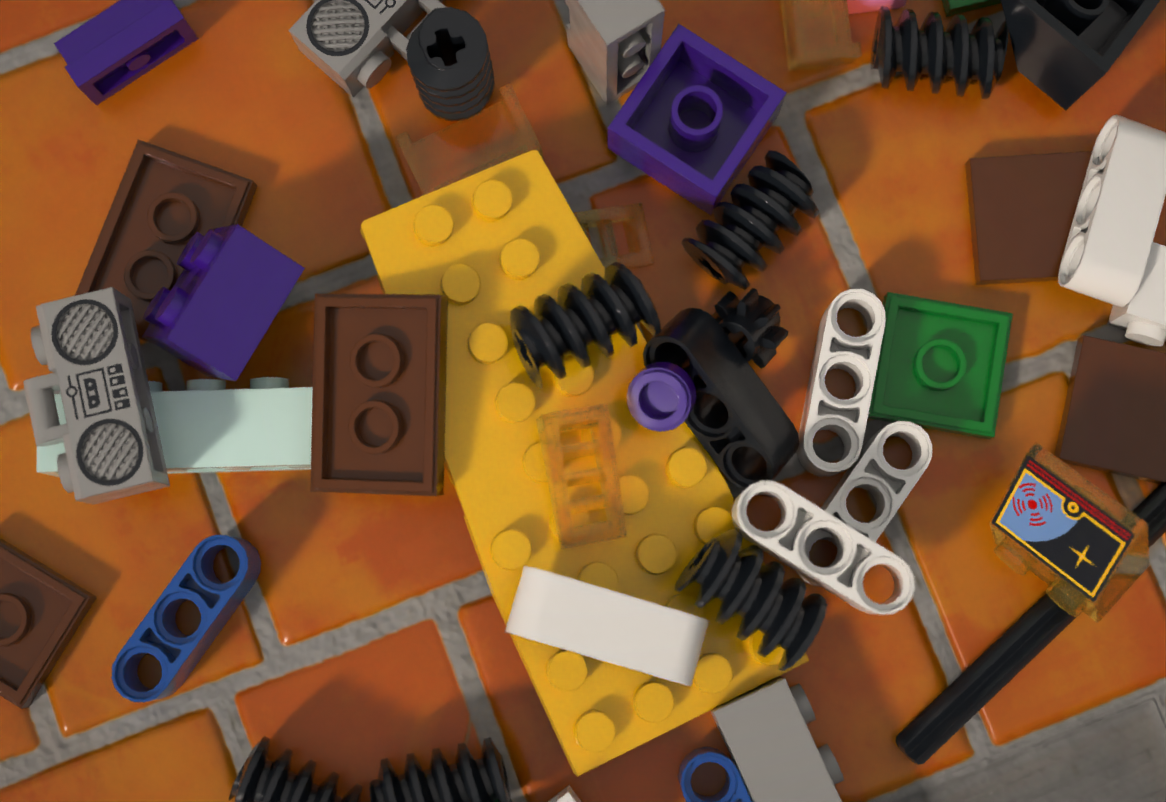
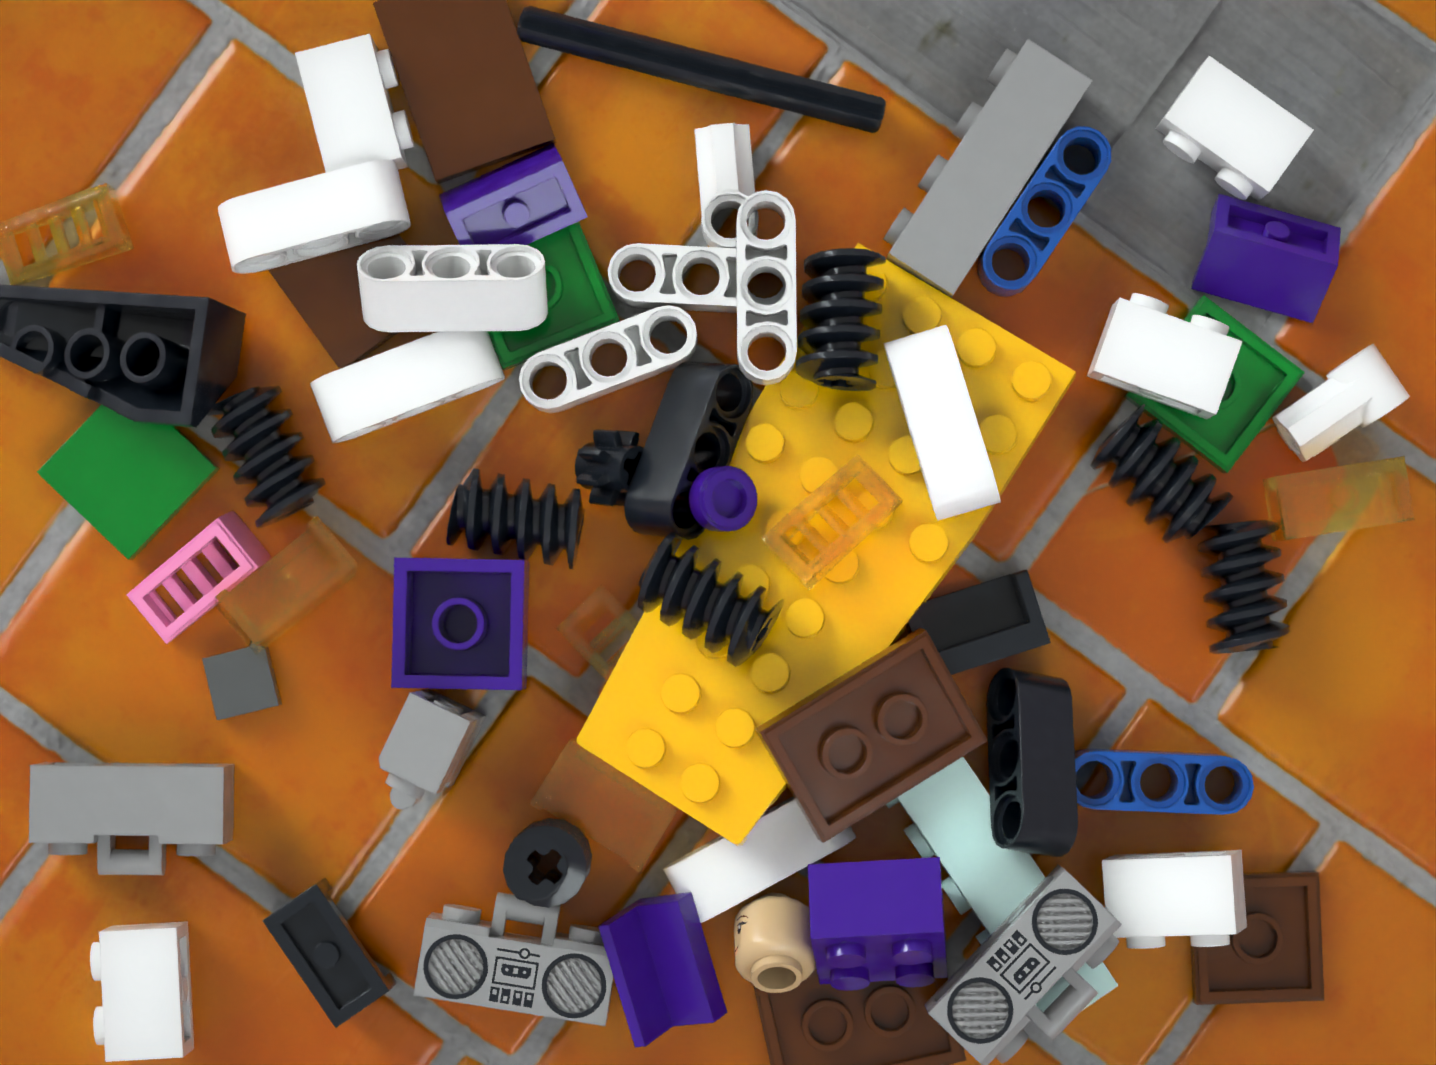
camera: 125 degrees left, 5 degrees up
(78, 570) = (1176, 896): none -> white brick
(267, 208) = (774, 943): none -> tan head
(268, 518) = (1031, 763): none -> black beam
(308, 107) = (662, 966): none -> dark purple panel
(339, 255) = (728, 874): none -> white beam
(416, 554) = (983, 622): none -> black panel
(927, 207) = (405, 382): none -> white beam
(939, 580) = (724, 176): none -> white piece
(986, 285) = (453, 288): none -> white beam
(1022, 382) = (515, 202): none -> panel
(1069, 535) = (625, 93): slope -> none

